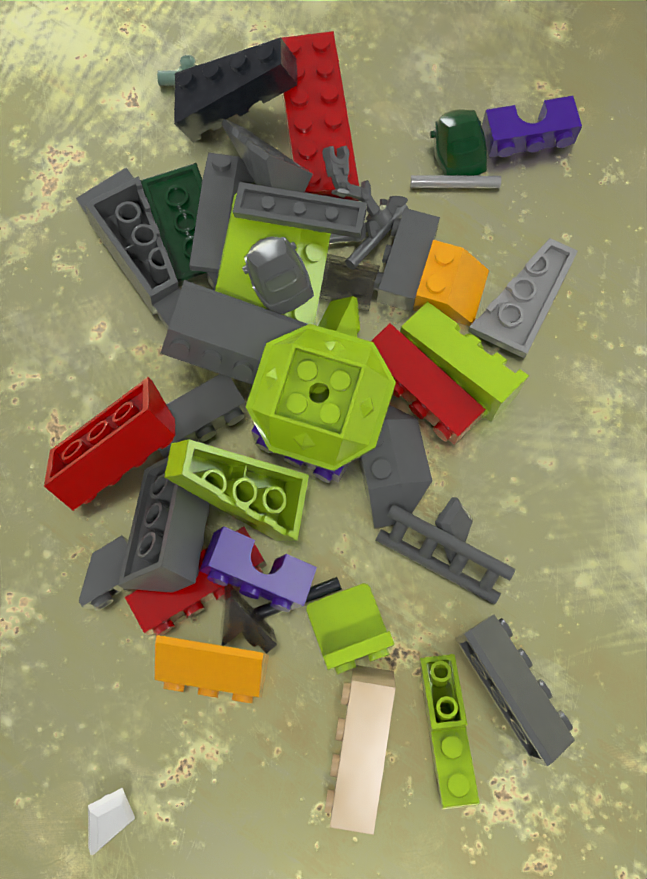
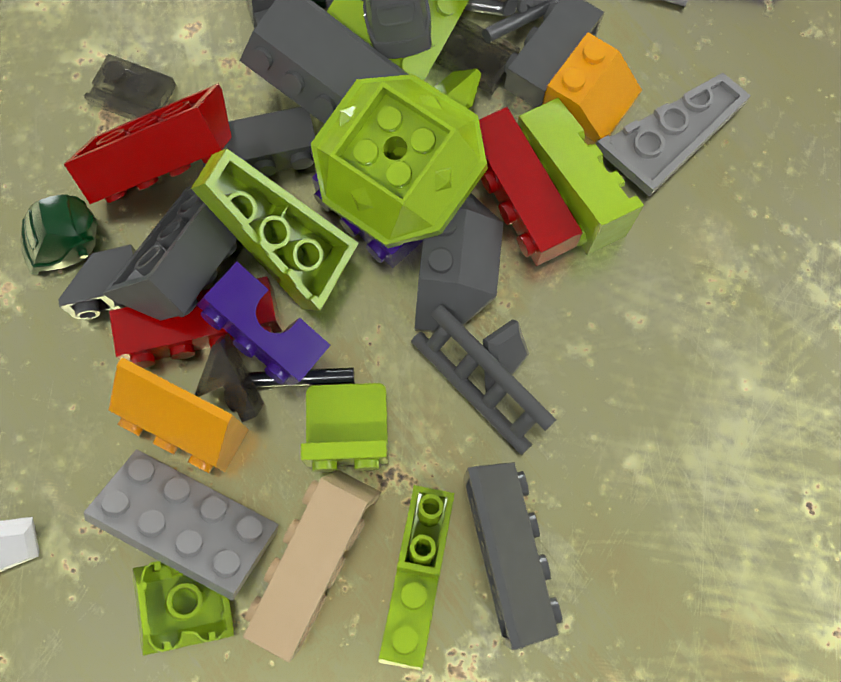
camera: 15 degrees right, 0 degrees up
(52, 545) = (57, 233): none -> dark green helmet
(66, 399) = (129, 88): none -> clear smoke plate
(246, 751) = (182, 523): none -> light grey plate
(267, 816) = (177, 610): none -> lime slope

